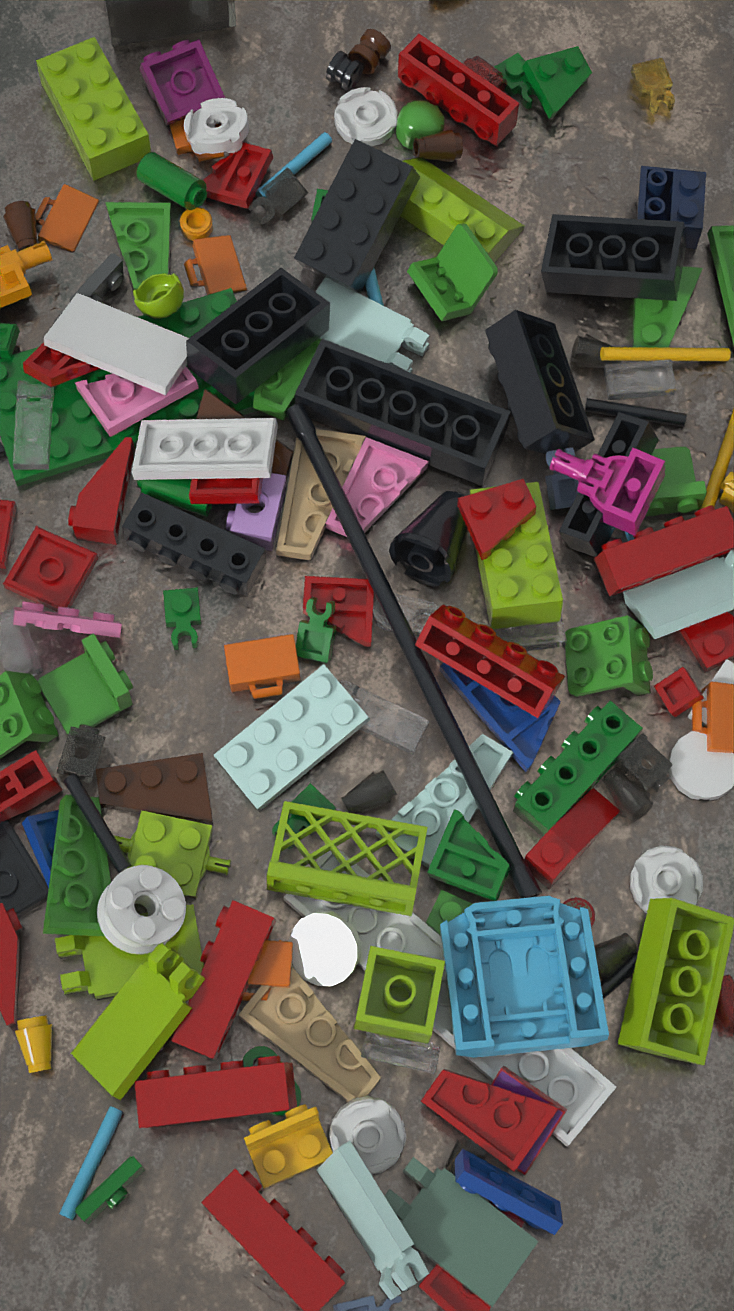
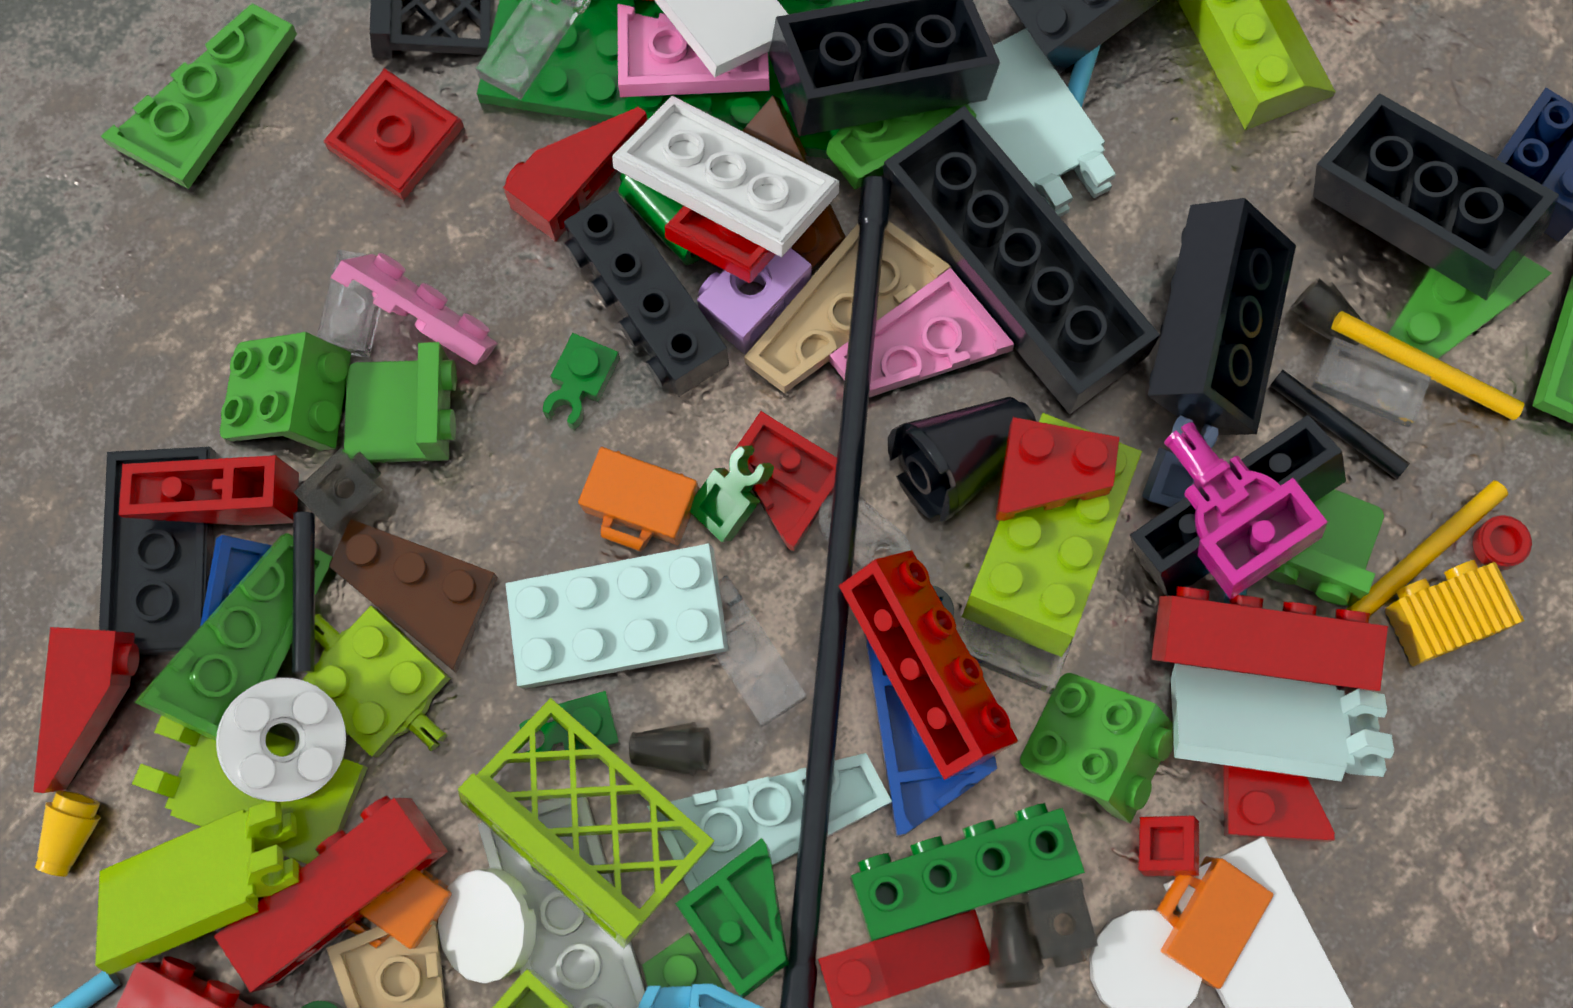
camera: 35 degrees right, 5 degrees up
(50, 570) = (453, 231): red tile -> none
(455, 277) = (1197, 115): bright green bracket -> none

